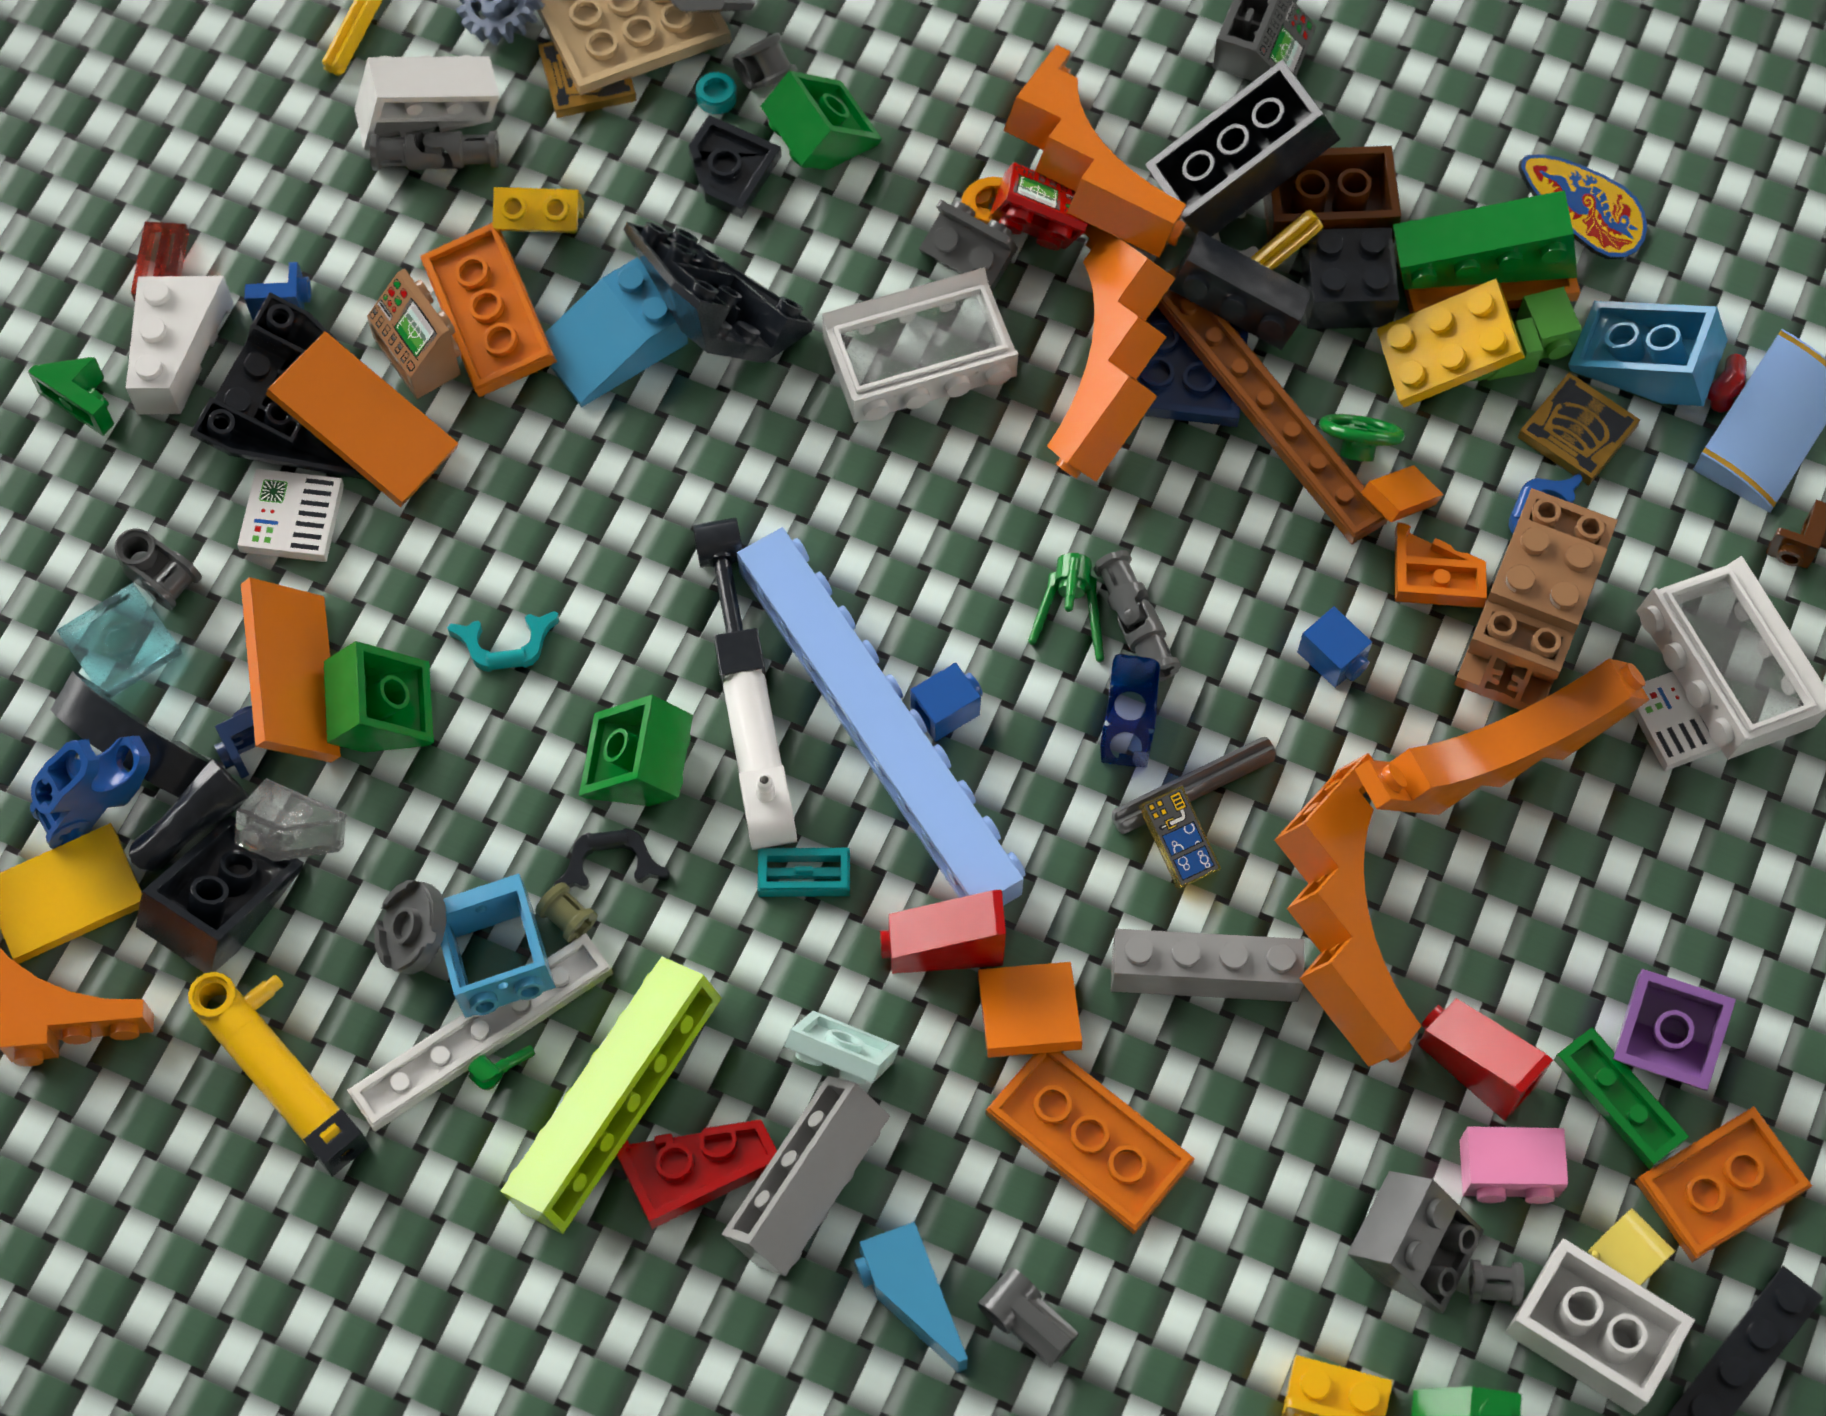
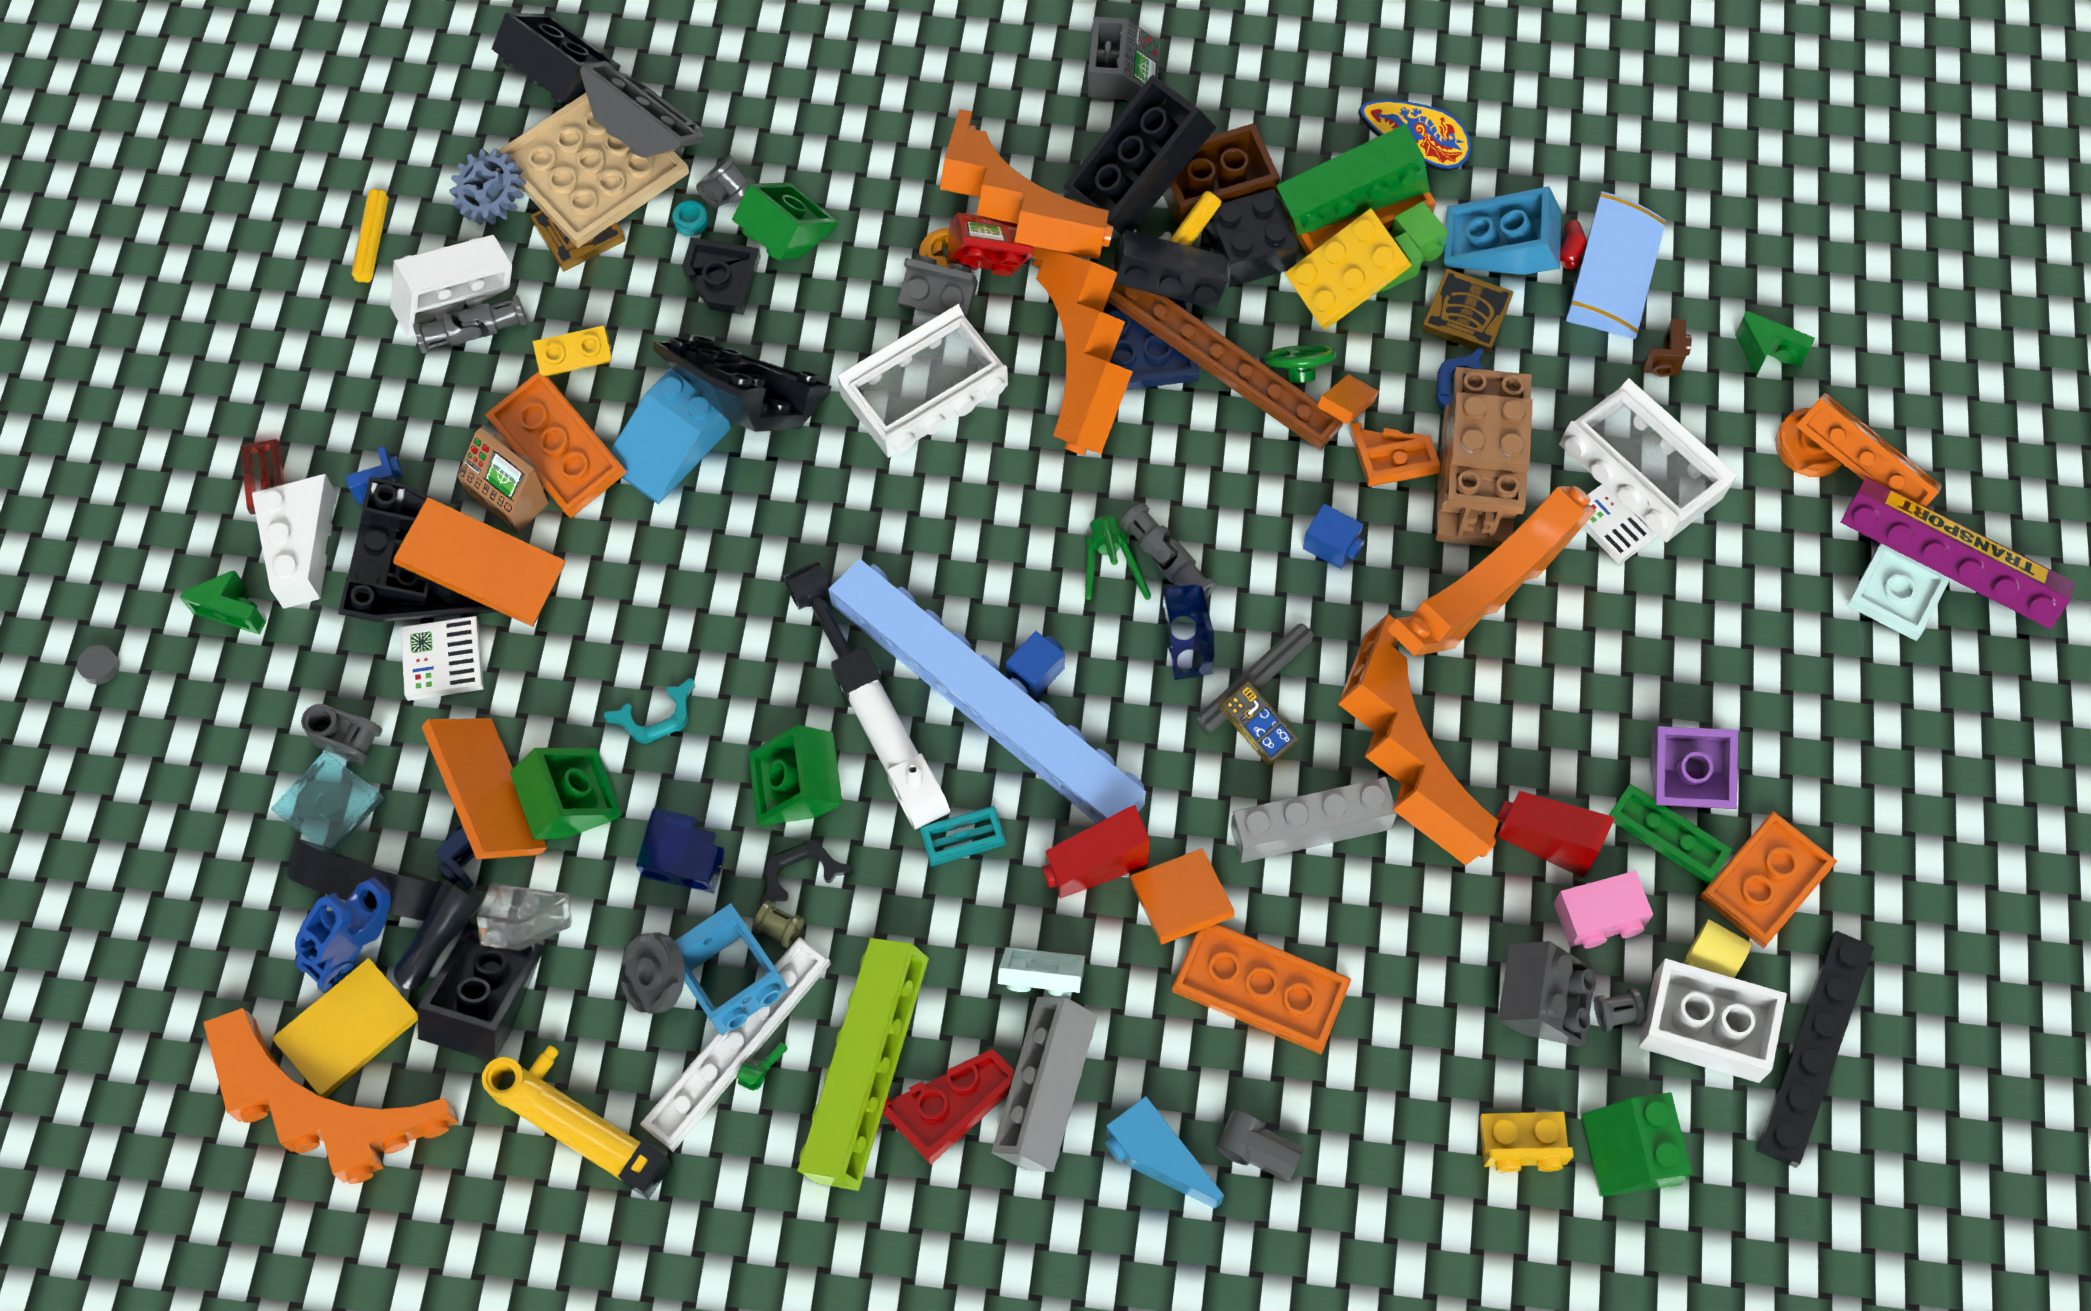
camera: 15 degrees left, 0 degrees up
(482, 802) = (679, 853): none -> clear blue piece

